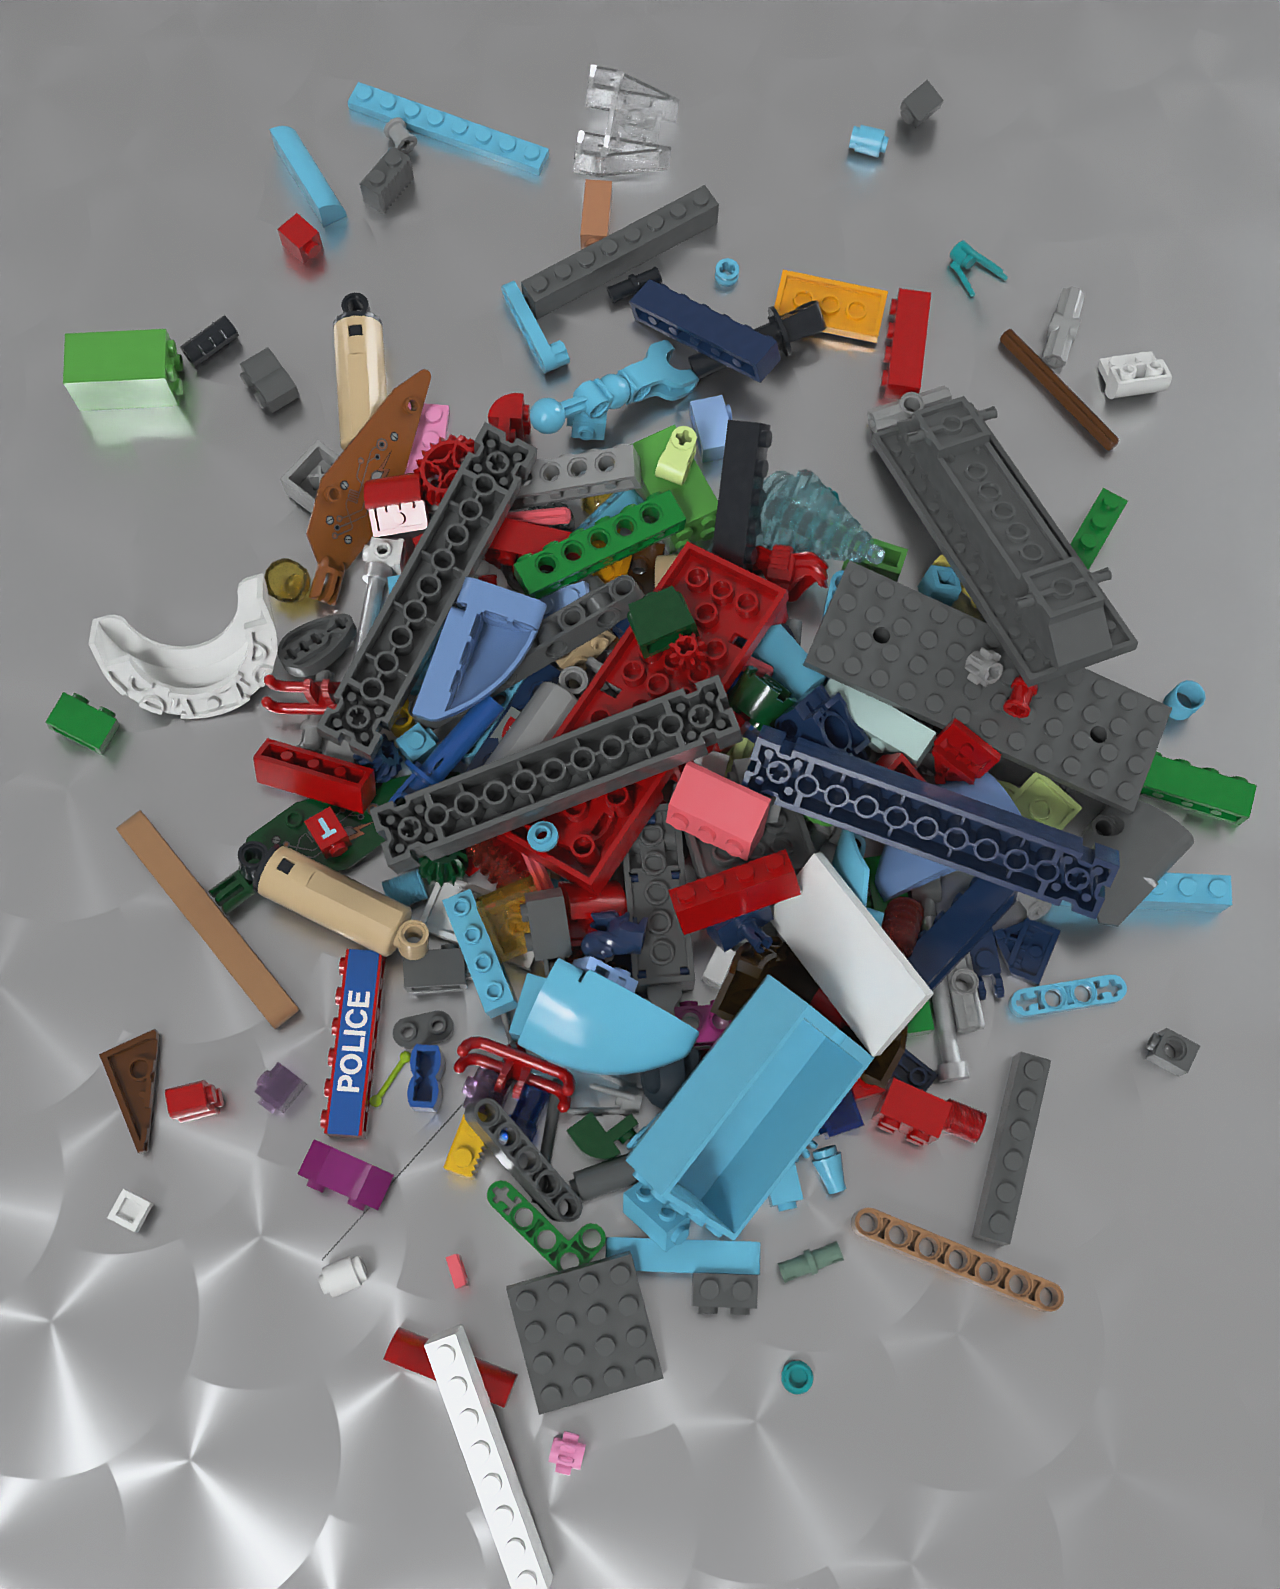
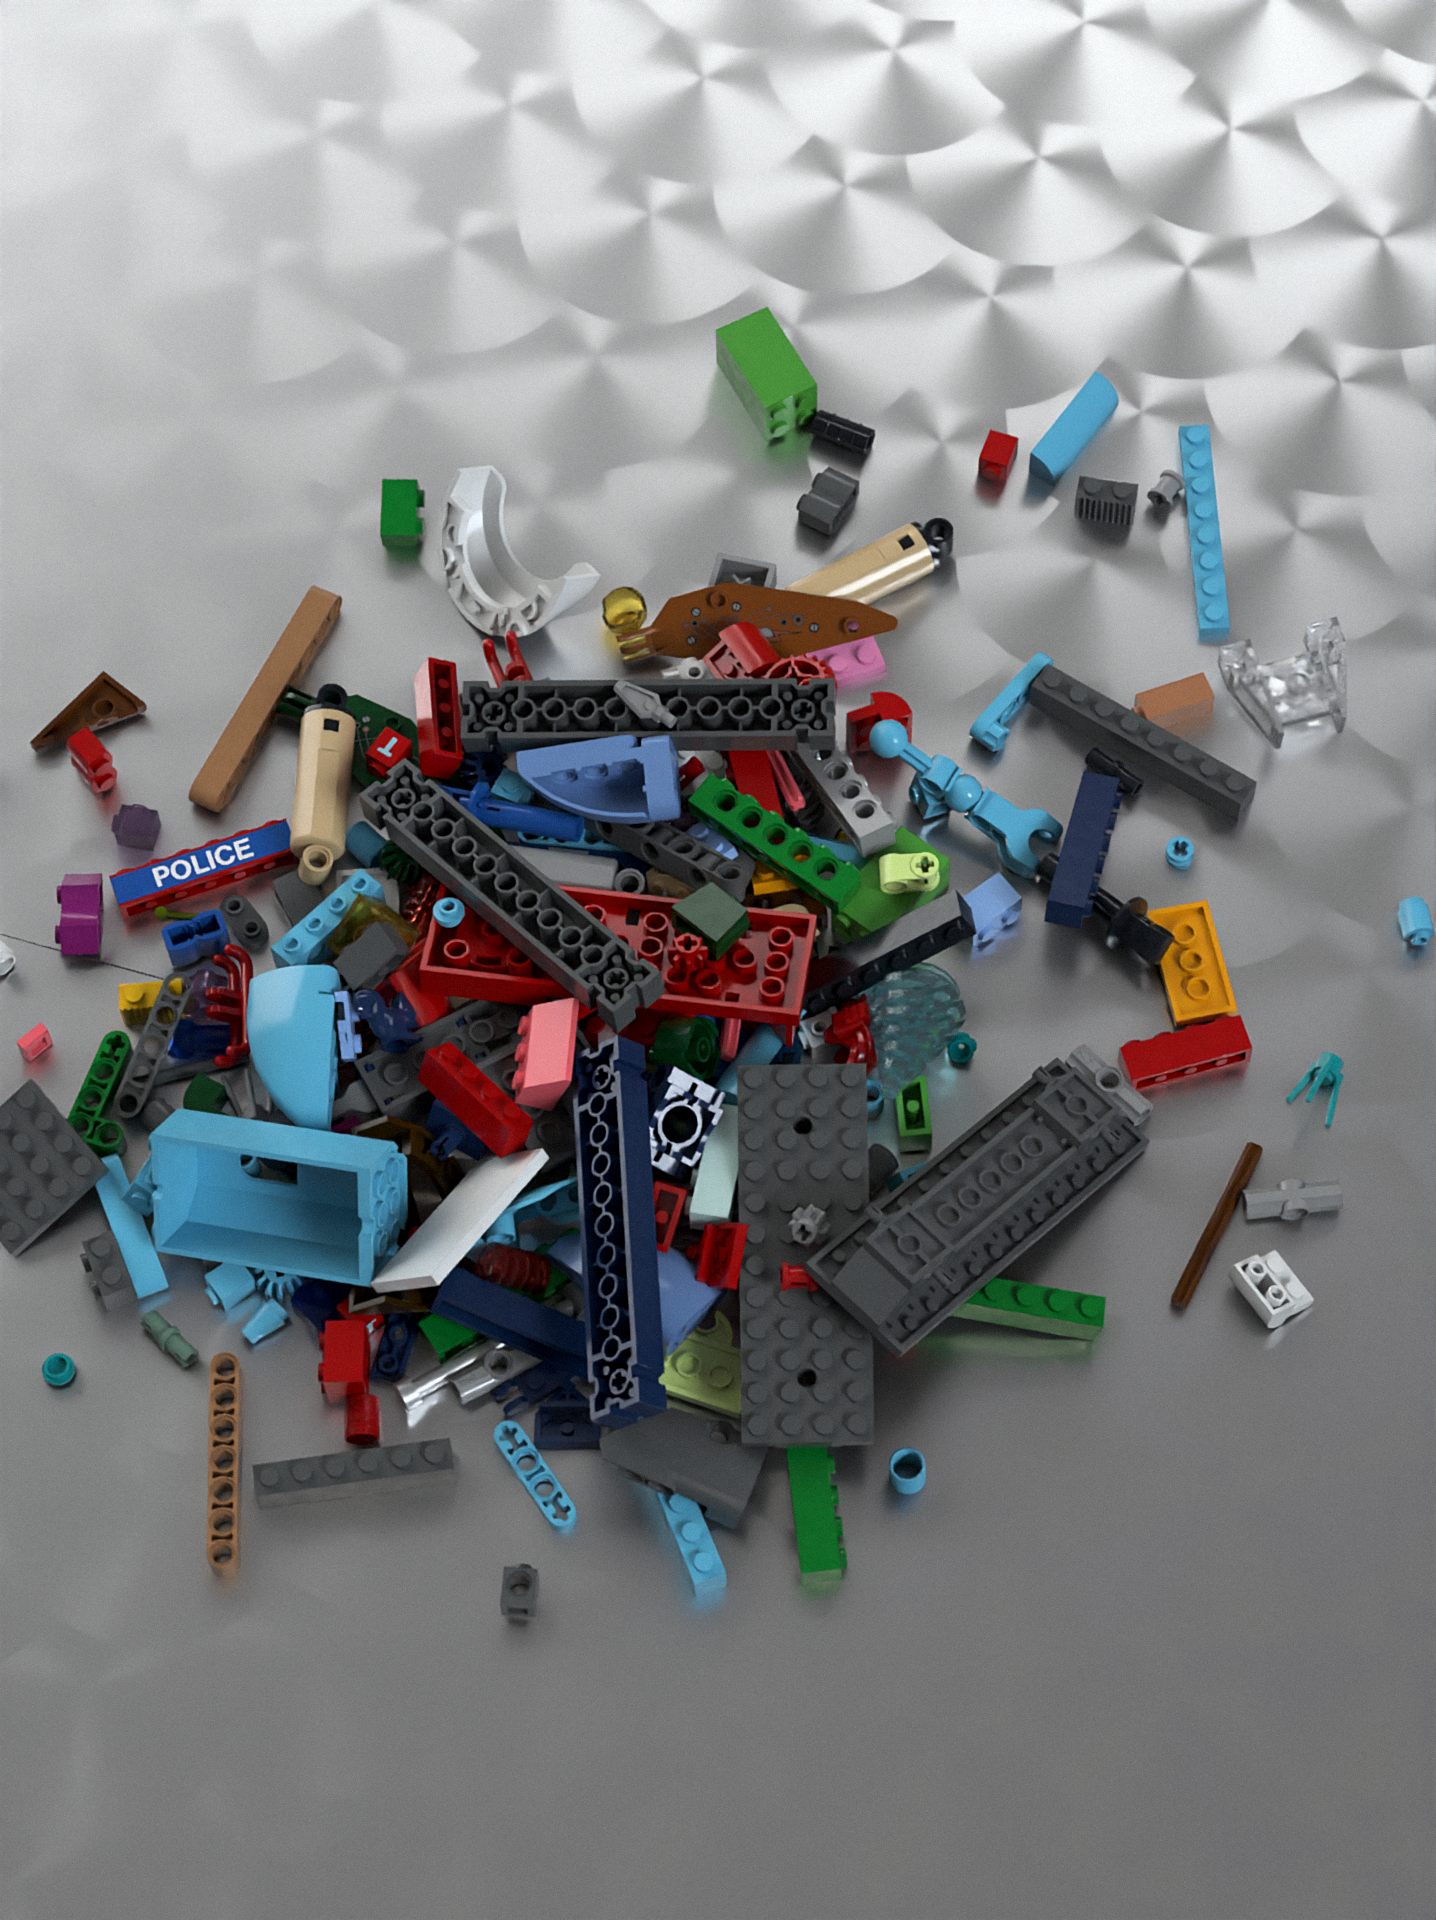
camera: 70 degrees right, 10 degrees down
(332, 644) = (574, 651): dark grey piece -> none
(425, 583) = (644, 703): none -> light grey piece

